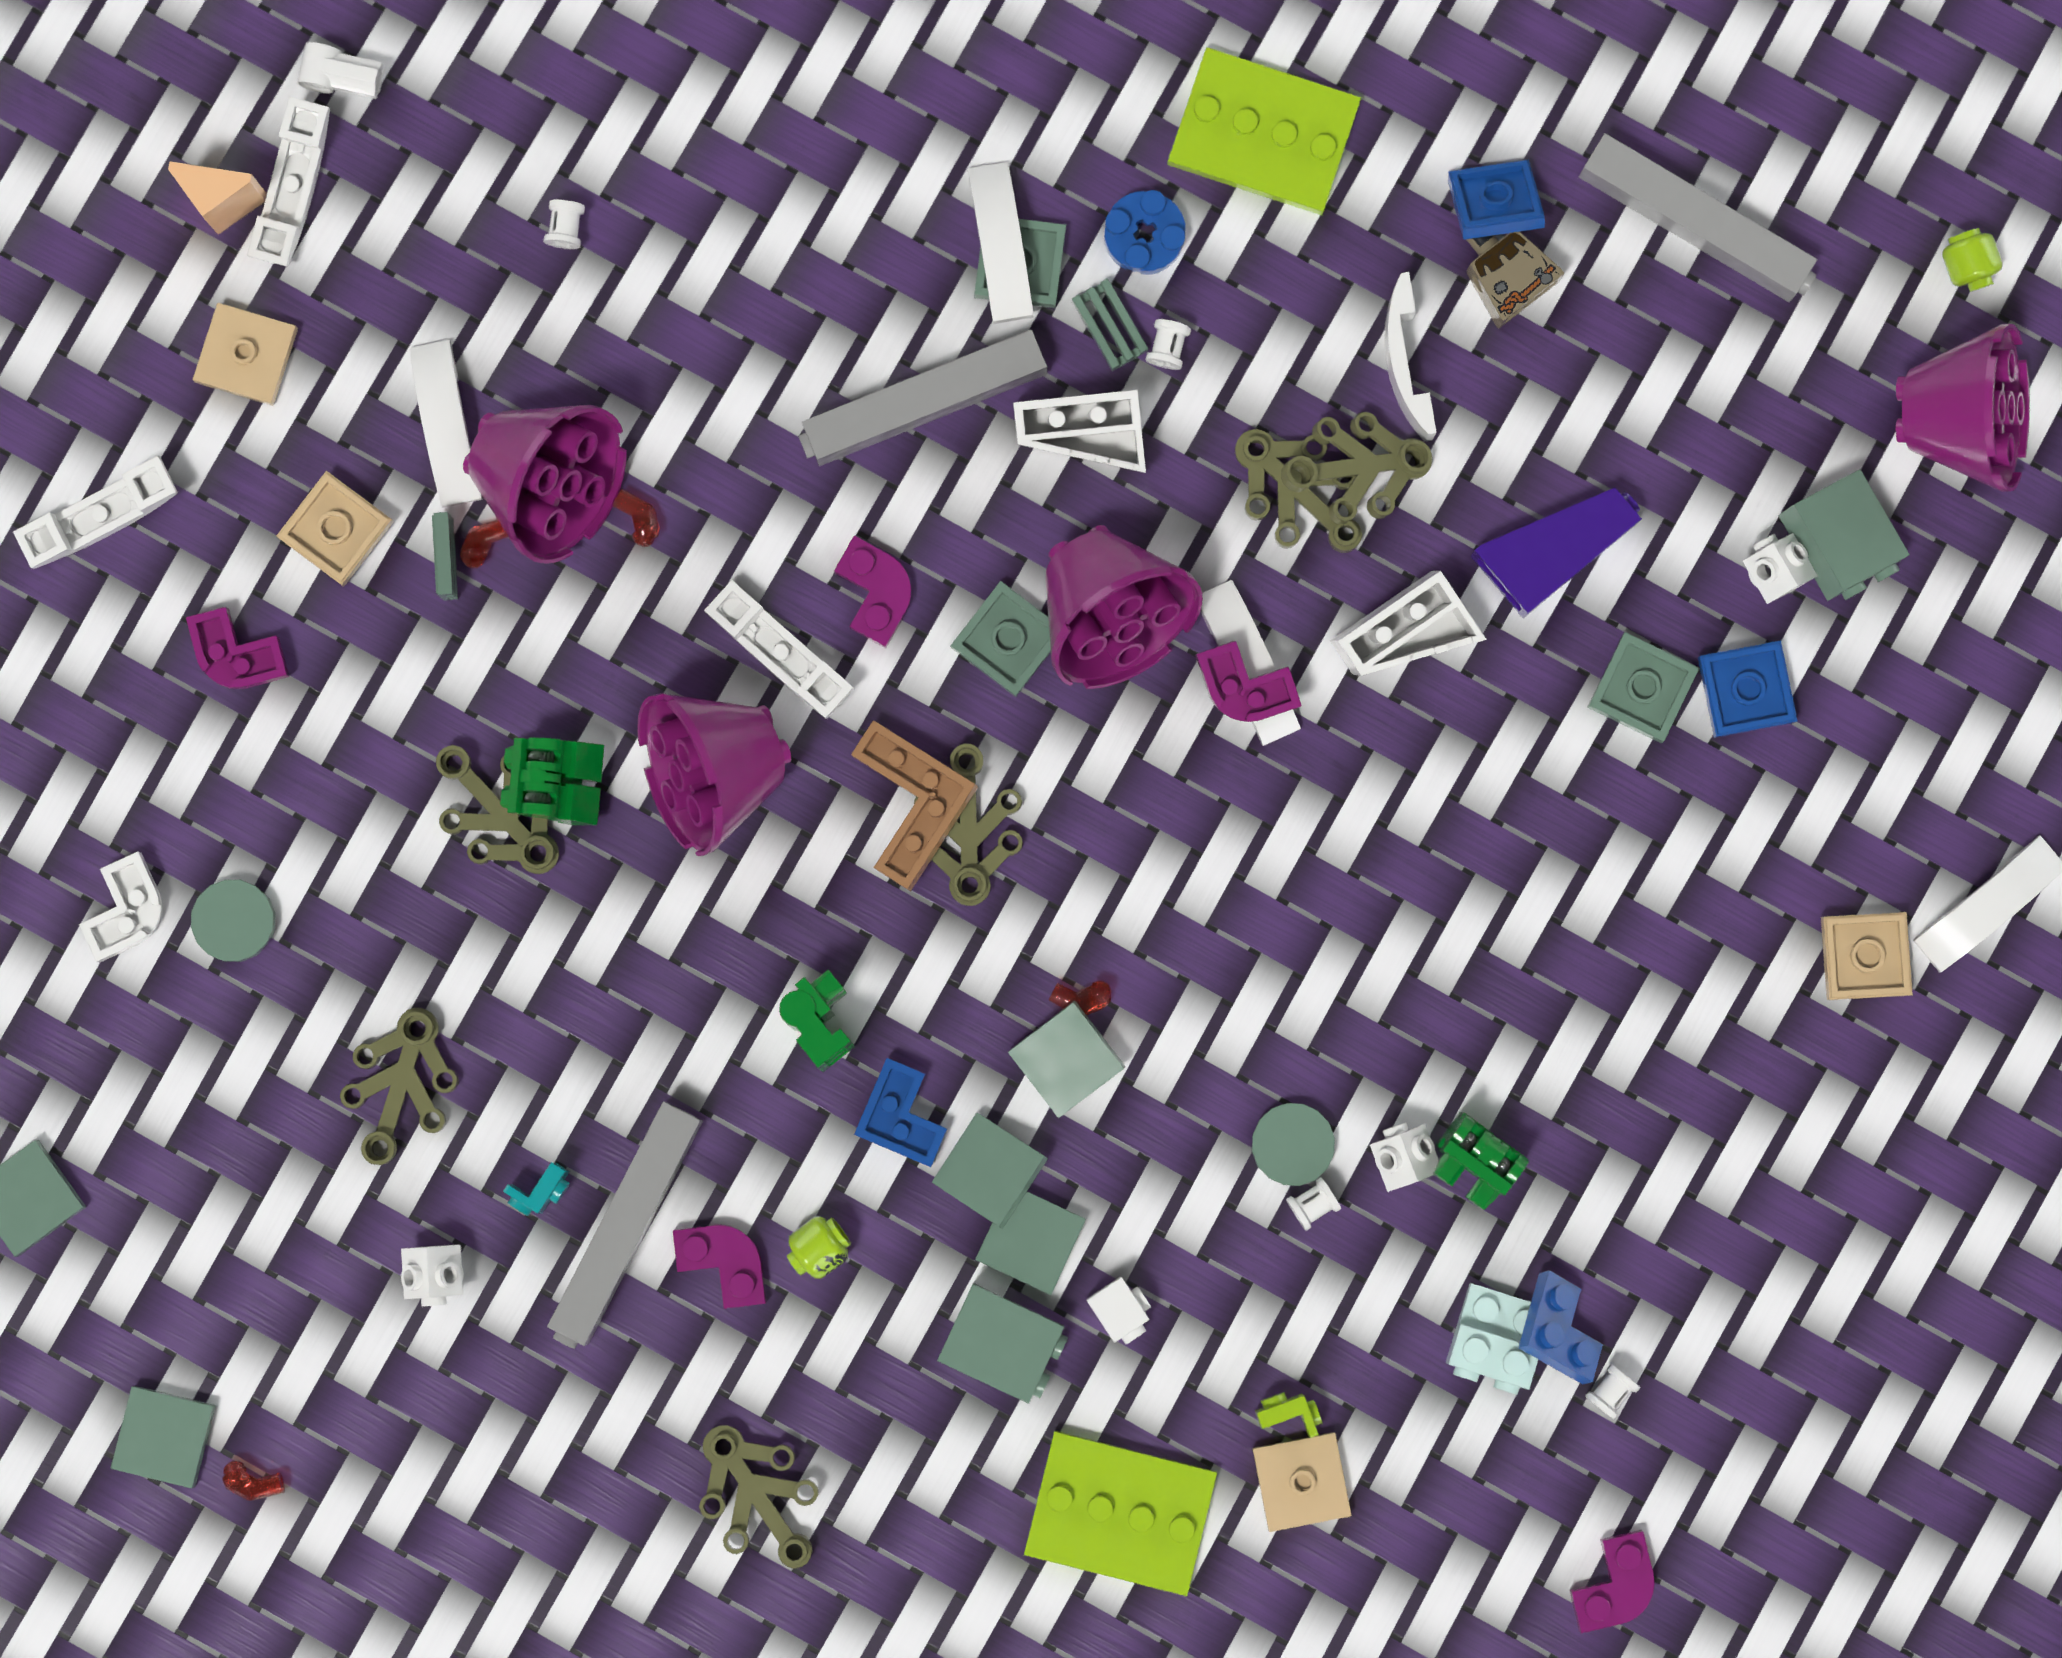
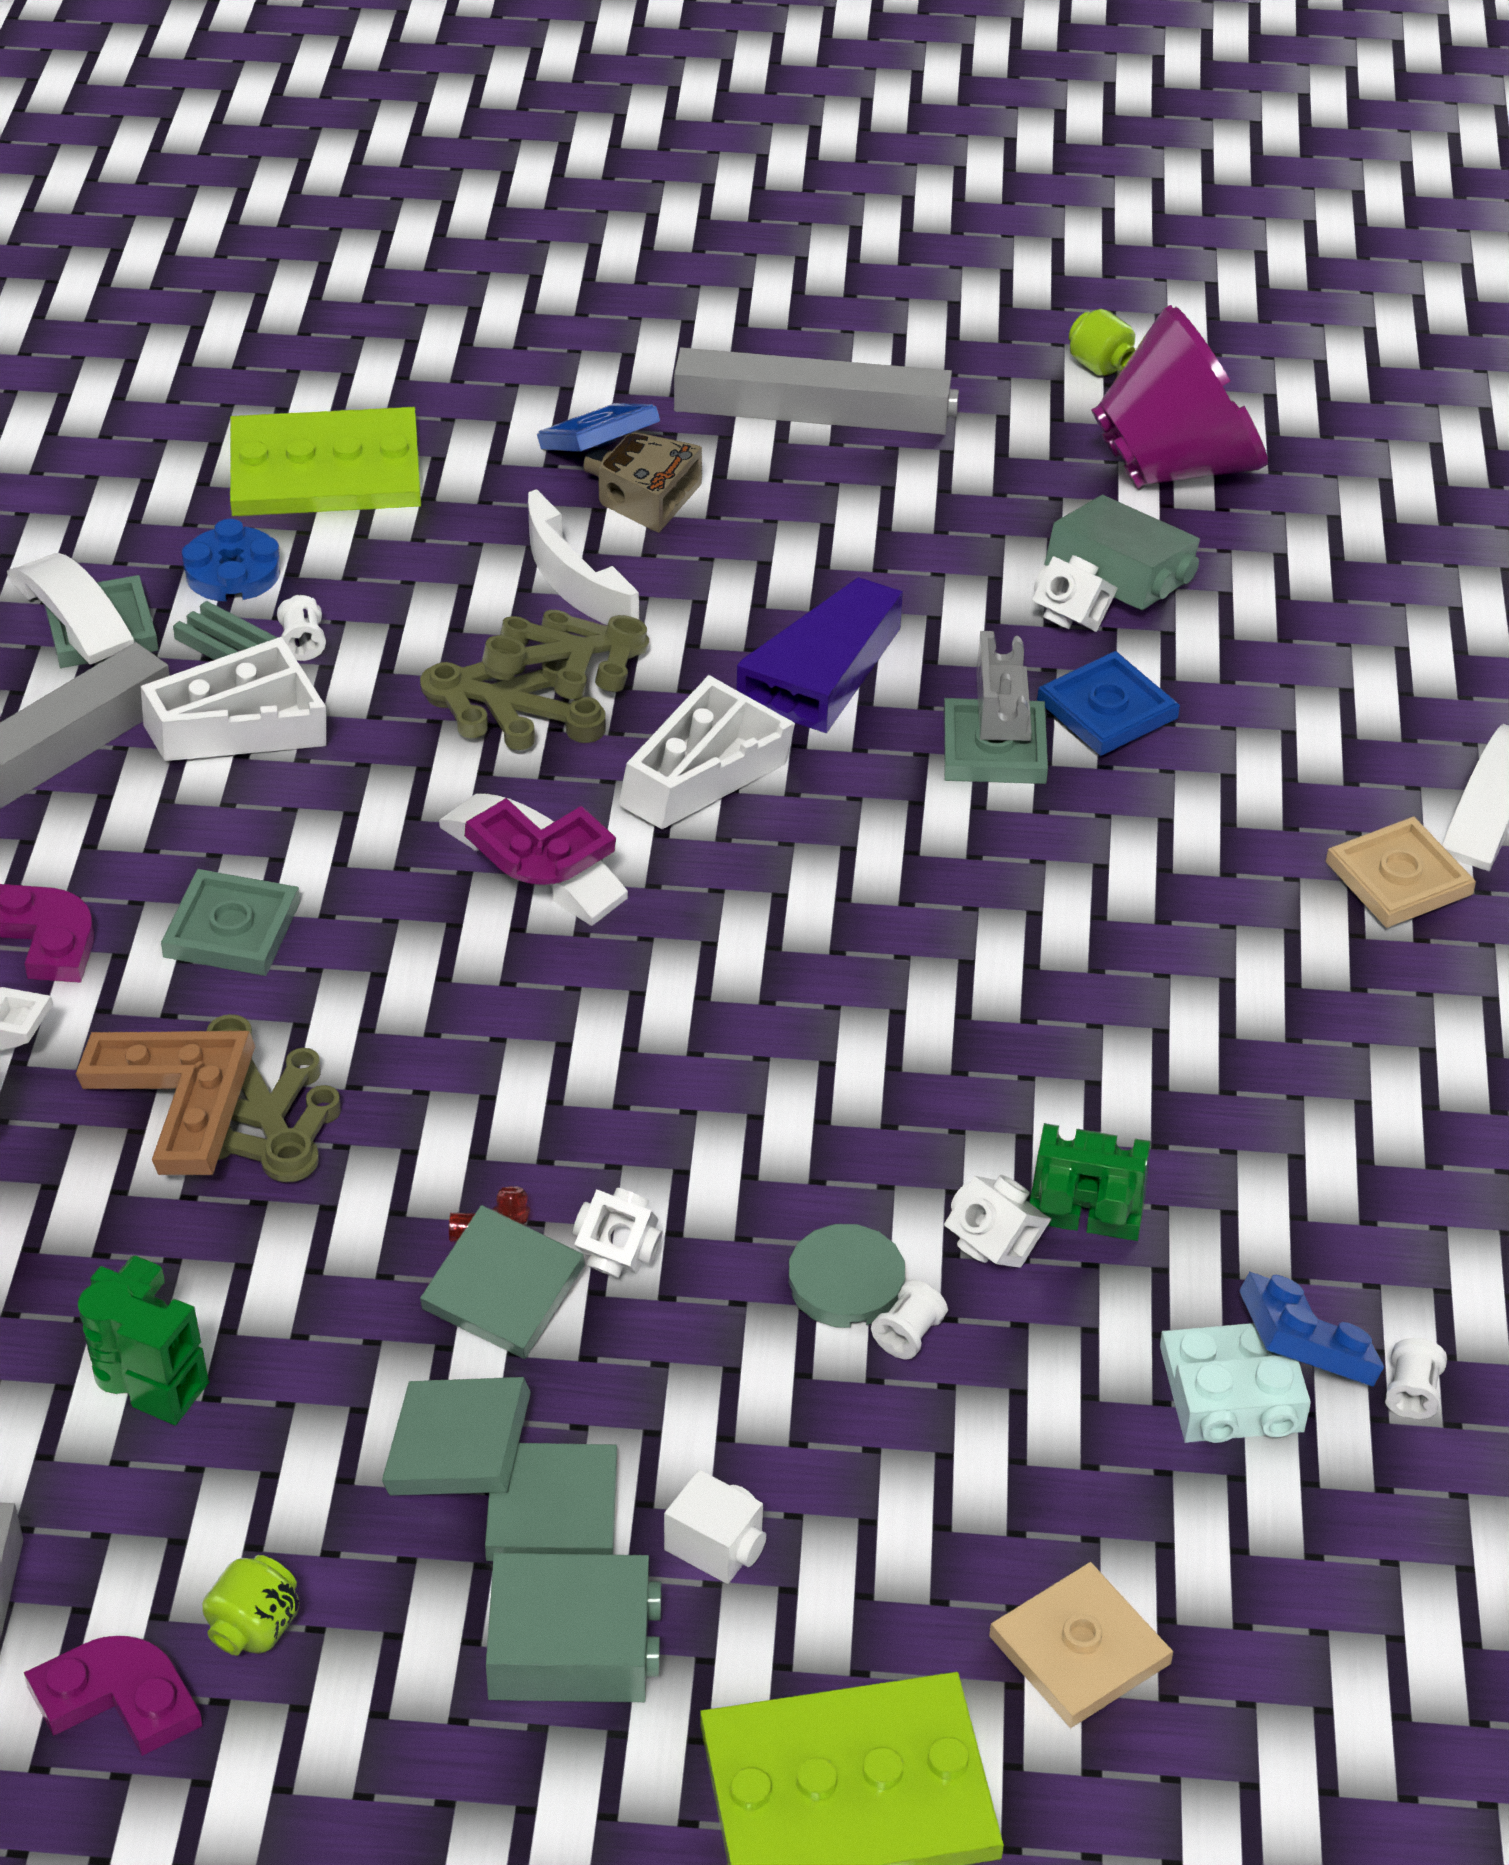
camera: 25 degrees left, 40 degrees down
(888, 1119) = (295, 1433): blue plate -> none
(1114, 608) = (354, 812): magenta cone -> none
(1153, 1060) = (602, 1216): none -> white brick
(1279, 1409) = (1005, 1557): lime bracket -> none
(1666, 657) = (1002, 691): none -> light grey hinge

